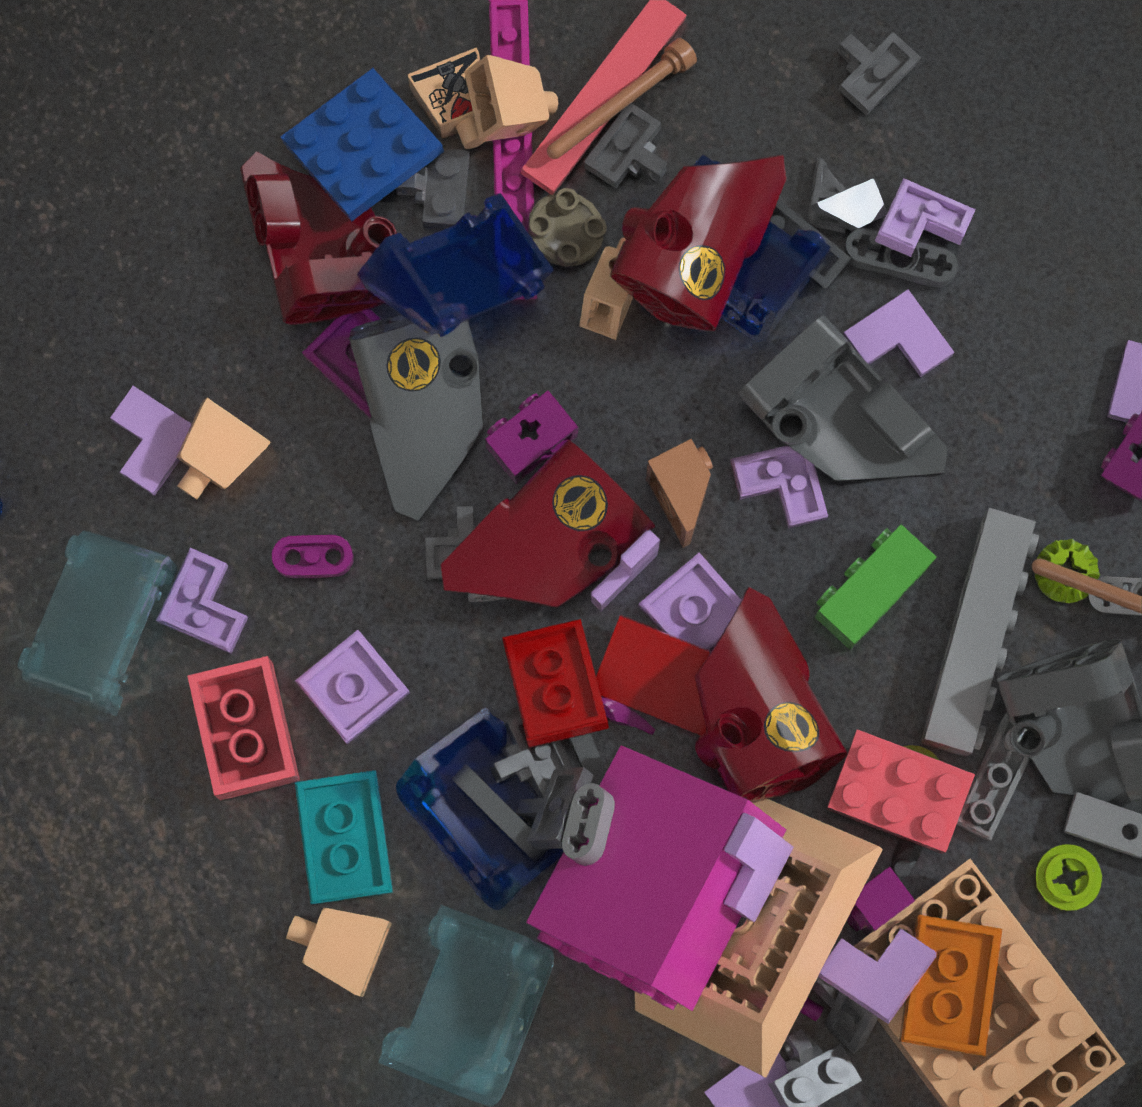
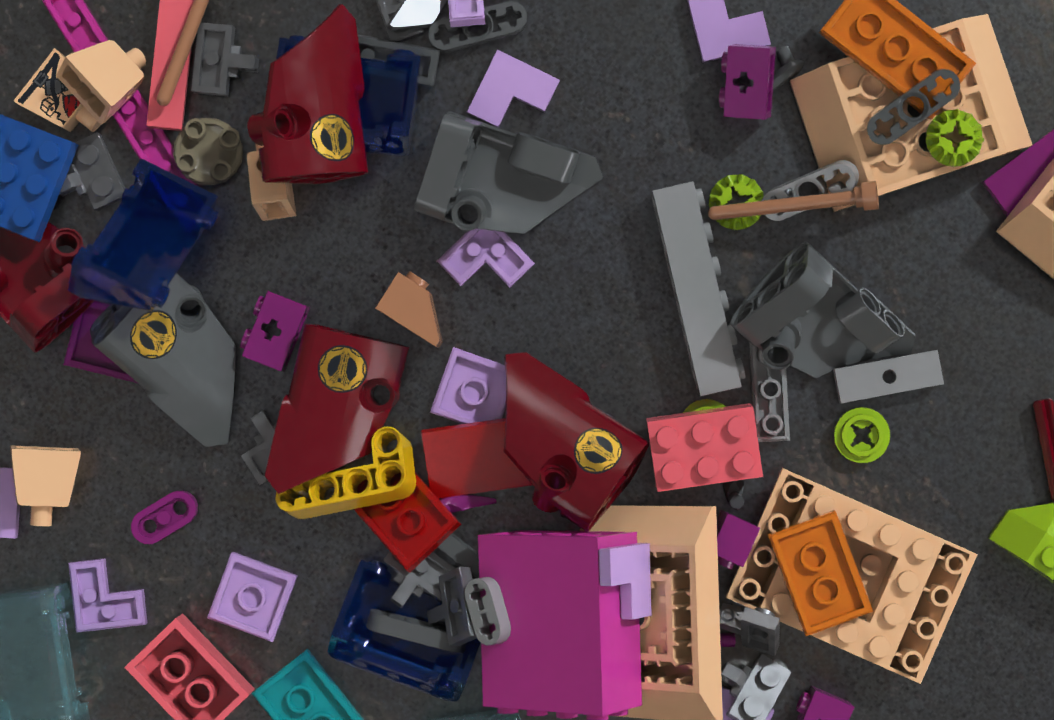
camera: 20 degrees left, 10 degrees up
(466, 615) = (346, 481): none -> yellow beam
(630, 565) = (406, 394): lavender tile -> none
(873, 585) = (598, 297): bright green brick -> none
(880, 984) = (768, 606): lavender tile -> none

